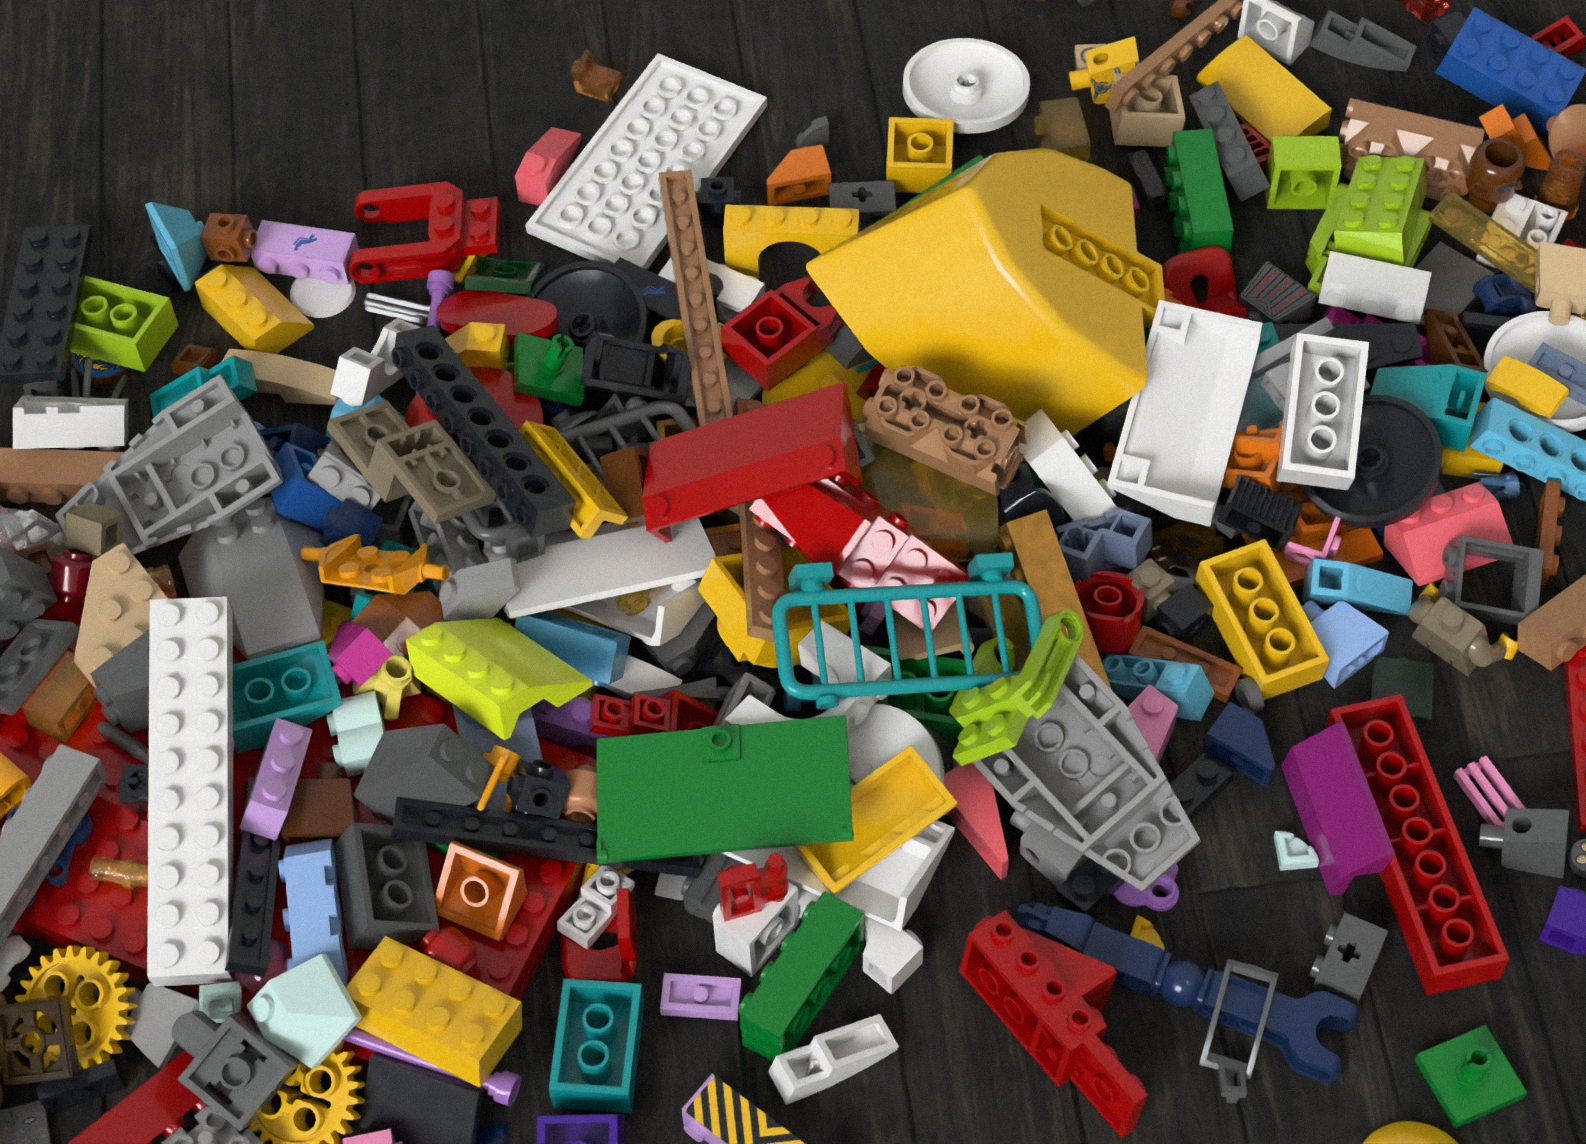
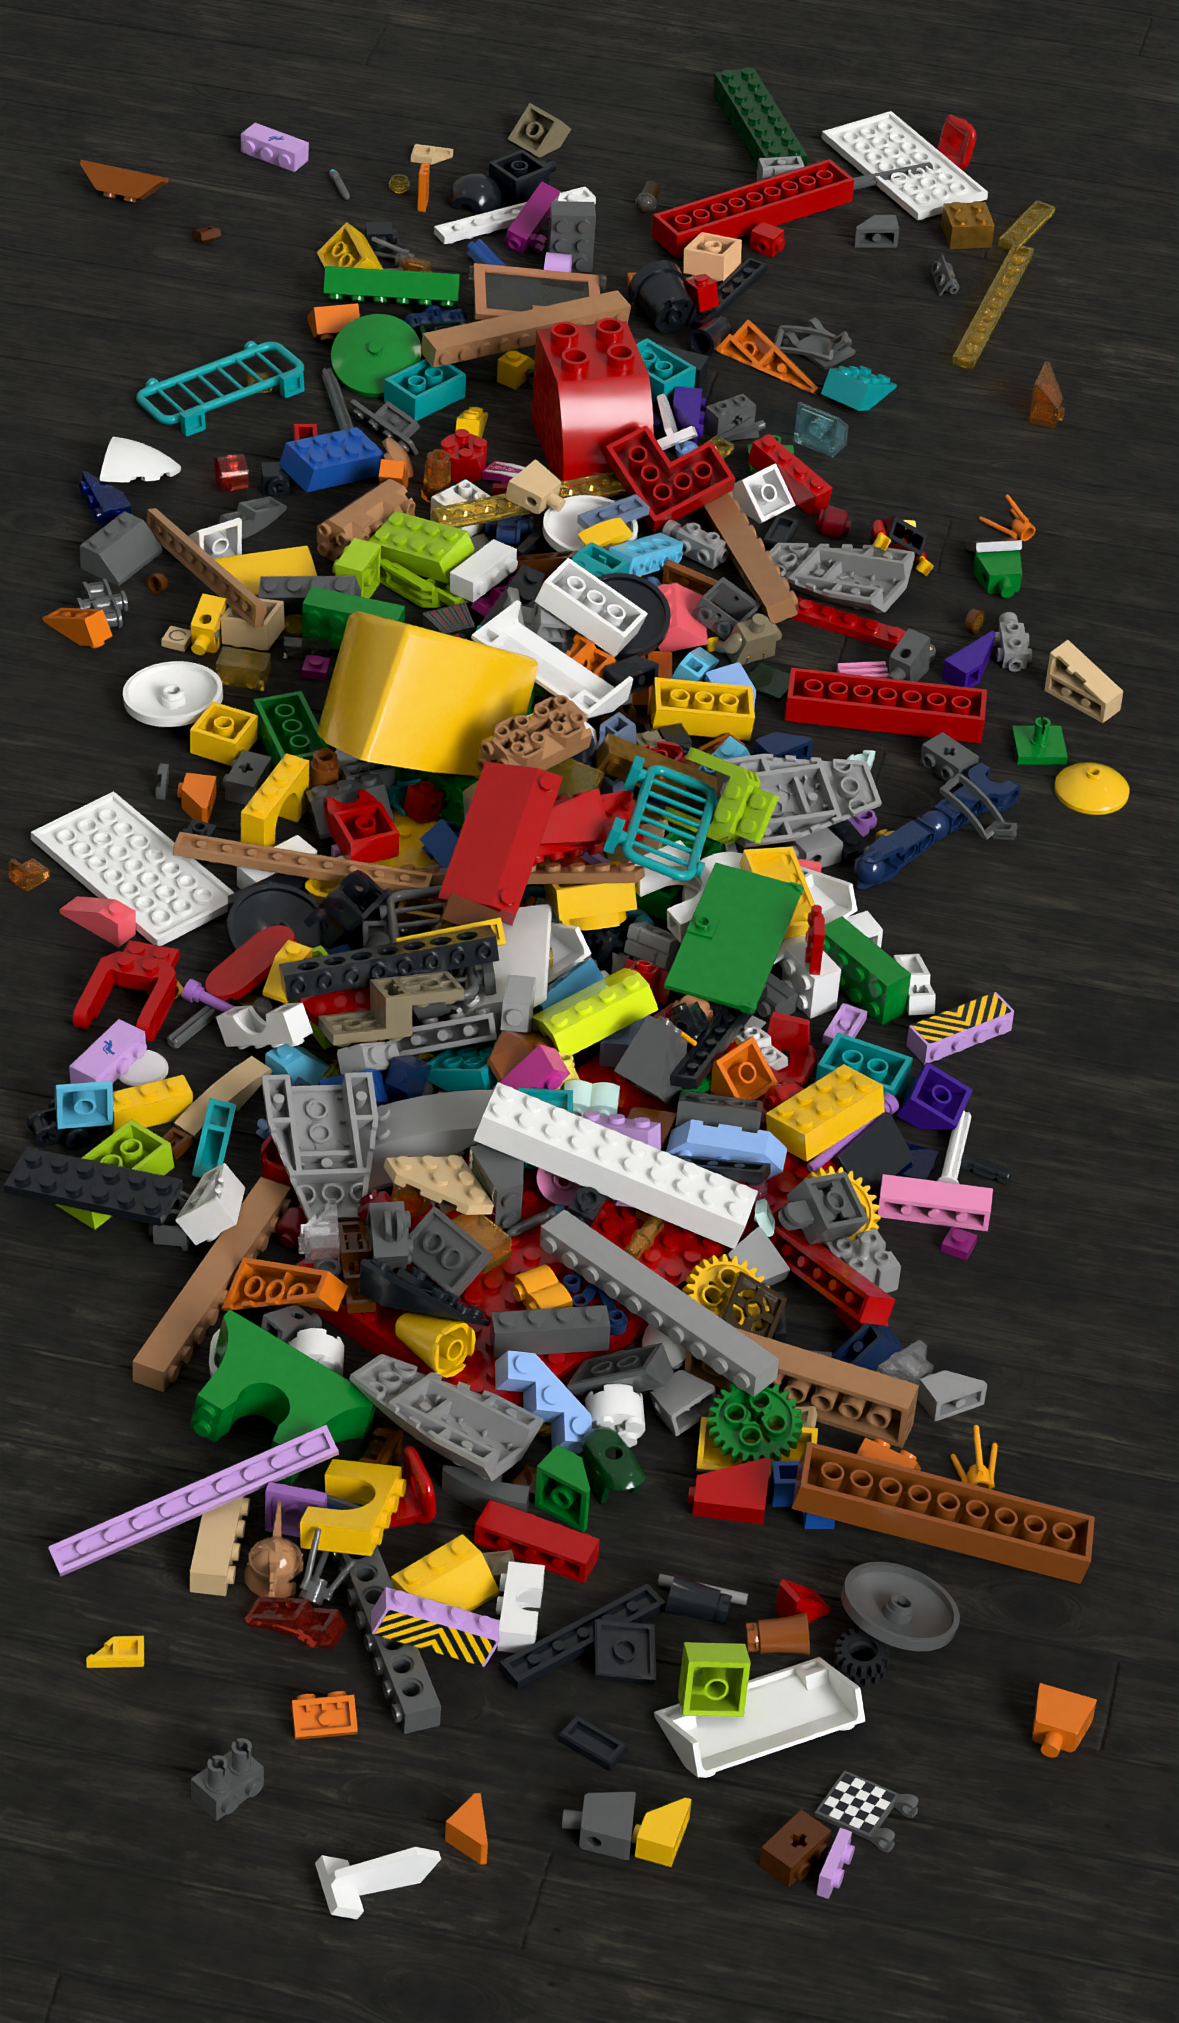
camera: 75 degrees left, 15 degrees down
(93, 528) = (351, 1183): dark tan brick -> none
(228, 237) = (86, 1071): dark orange brick -> none
(305, 1011) = (804, 1154): light aqua slope -> none
(371, 568) = (467, 1053): light orange plate -> none
(504, 275) = (203, 959): dark green plate -> none
(548, 368) = (326, 940): green tile -> none
(1053, 1008) = (936, 875): red wedge -> none
(1249, 694) = (747, 735): dark grey tile -> none
(1330, 549) = (666, 664): bright pink bracket -> none
(1337, 808) = (852, 723): magenta slope -> none
(1494, 173) = (429, 487): reddish brown piece -> none

